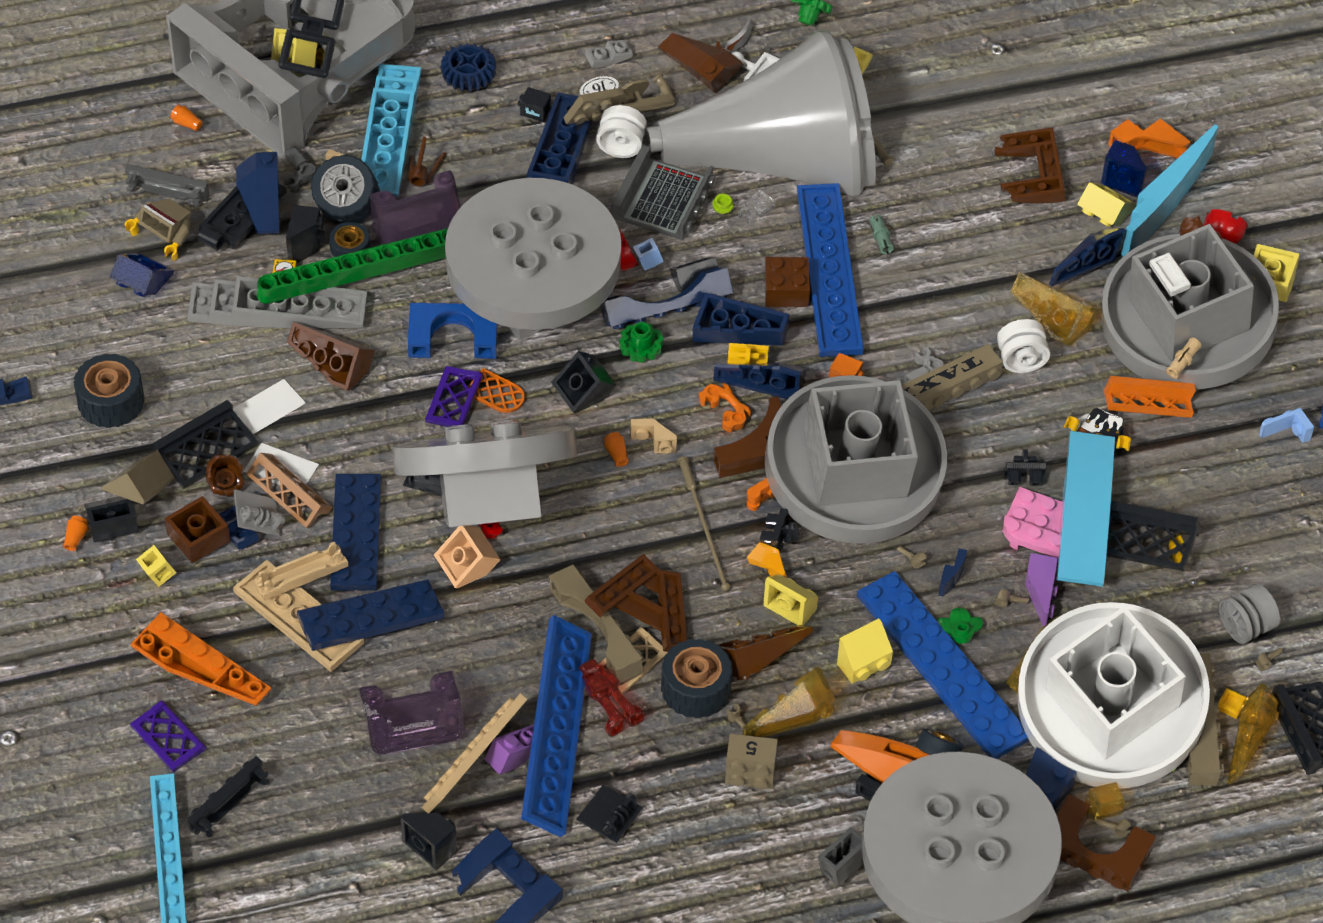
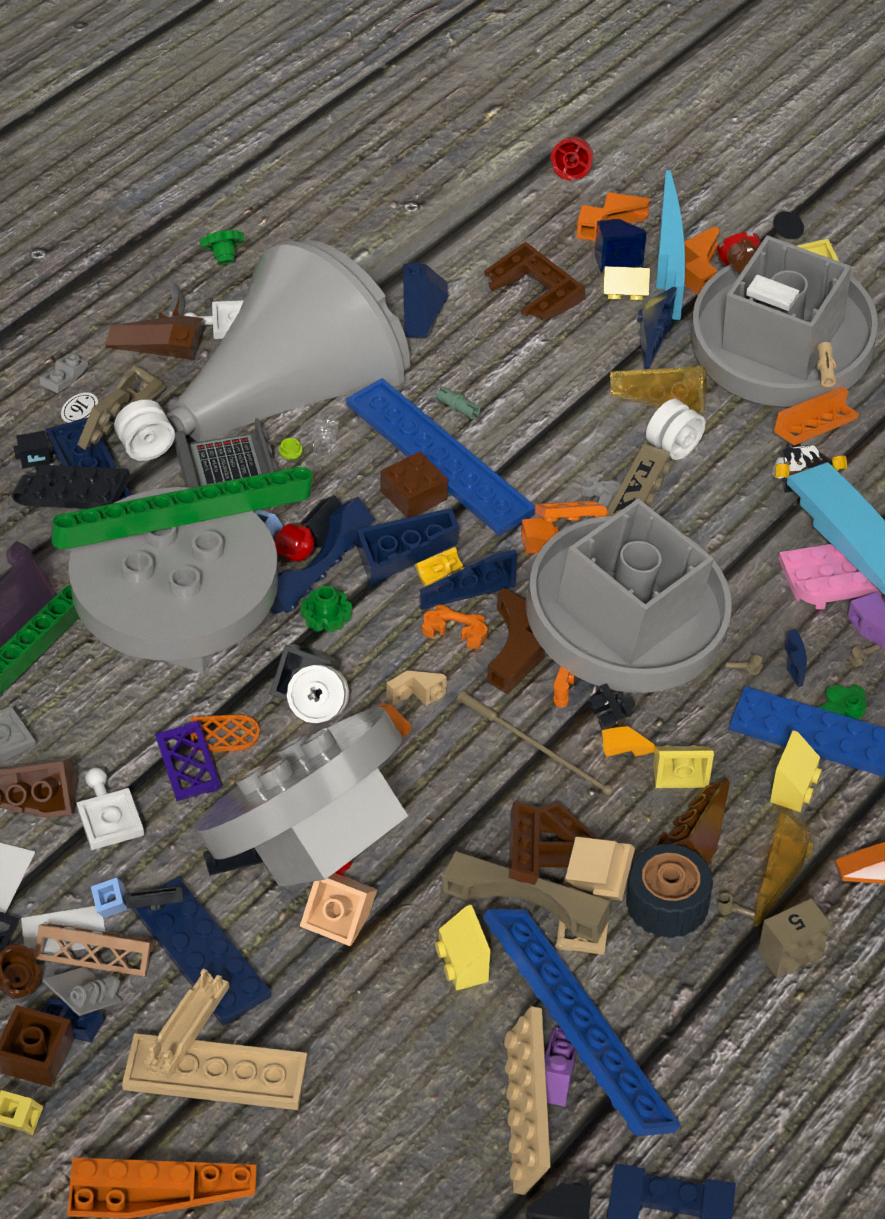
camera: 35 degrees left, 5 degrees down
(323, 461) = (105, 892): none -> light blue plate
(347, 478) = (154, 898): none -> black plate
(369, 406) = (109, 816): none -> white plate
(370, 614) = (292, 1025): dark blue plate -> none
(413, 719) = (430, 1100): clear purple windscreen -> none
(428, 317) = (95, 699): blue arch -> none
(521, 635) = (464, 950): none -> light yellow slope
(533, 149) = (71, 486): none -> black hinge
(565, 207) = (180, 507): none -> green beam
(574, 399) = (302, 693): none -> white wheel
(602, 685) = (586, 954): clear red piece -> none
(610, 813) = (702, 1076): black hinge -> none
(654, 631) = (600, 867): none -> tan plate
(659, 279) = (294, 543): none -> red hair
(878, 364) = (570, 510): none -> orange plate
(928, 132) = (422, 298): none -> dark blue wedge
(1025, 466) = (767, 532): black hips -> none
(1161, 73) = (572, 158): none -> red cylinder
(1189, 206) = (698, 255): none -> orange arch
(1299, 225) = (788, 225): none -> black sticker

